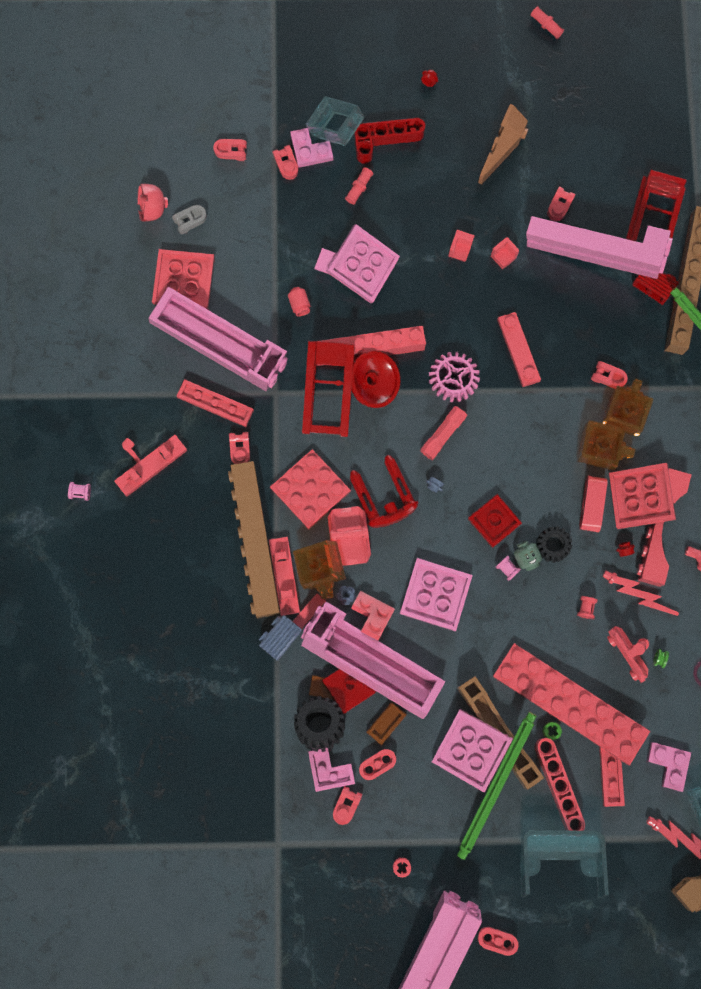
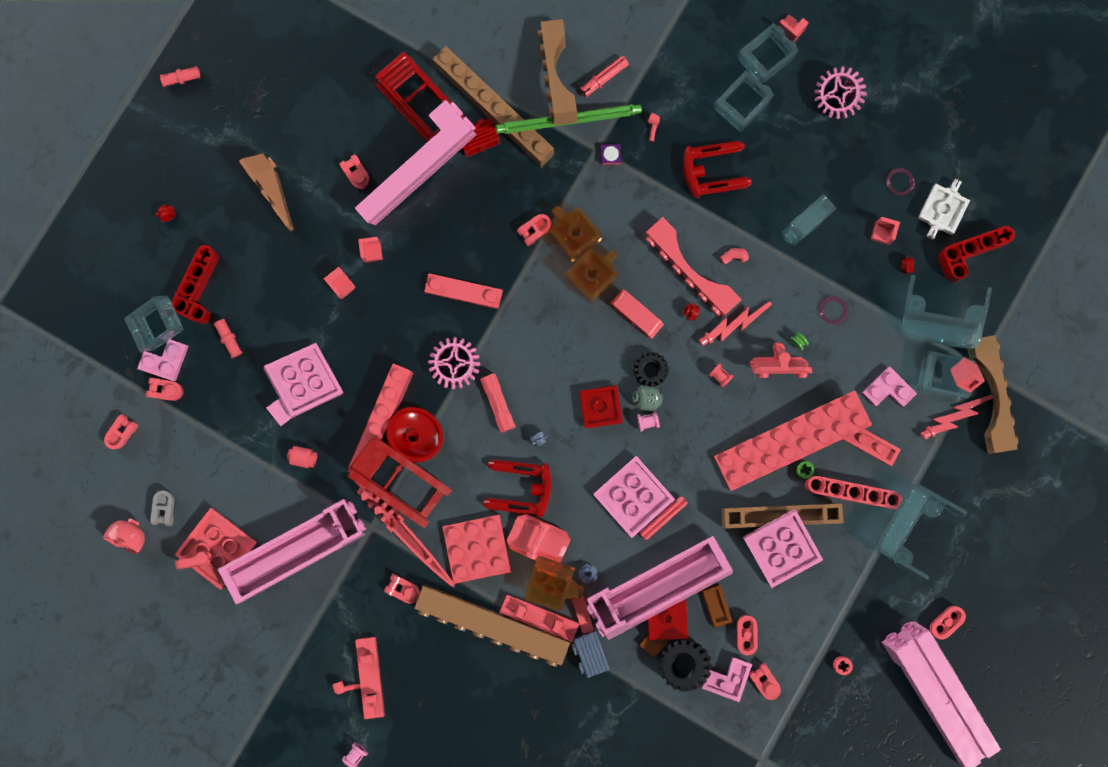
camera: 55 degrees left, 5 degrees up
(165, 269) = (201, 558): none -> coral plate
(215, 403) = (348, 587): coral plate -> none
(292, 407) = (395, 522): none -> coral piece
(377, 613) = (619, 557): coral plate -> none
(433, 631) = (663, 518): none -> coral axle
(496, 785) = (824, 546): bright green piece -> none
(642, 496) = (656, 269): coral plate -> none

